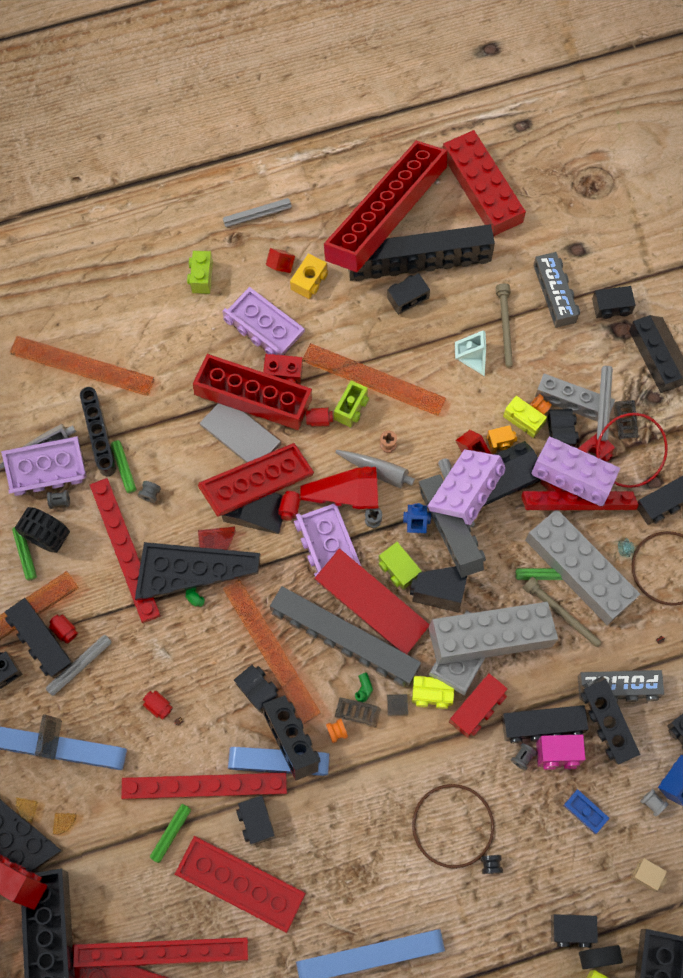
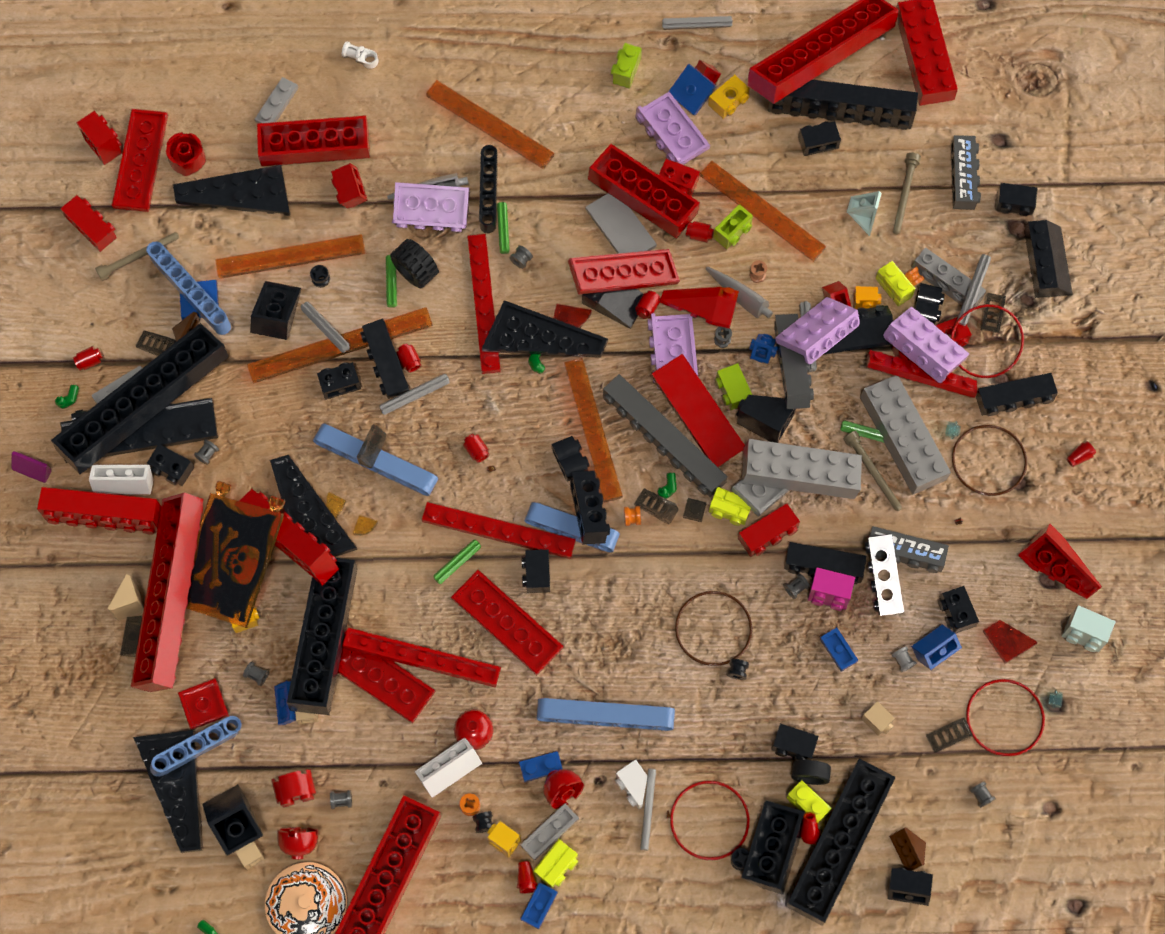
camera: 15 degrees right, 0 degrees up
(58, 499) = (435, 241): dark grey bush -> none
(271, 278) = (692, 89): none -> blue plate

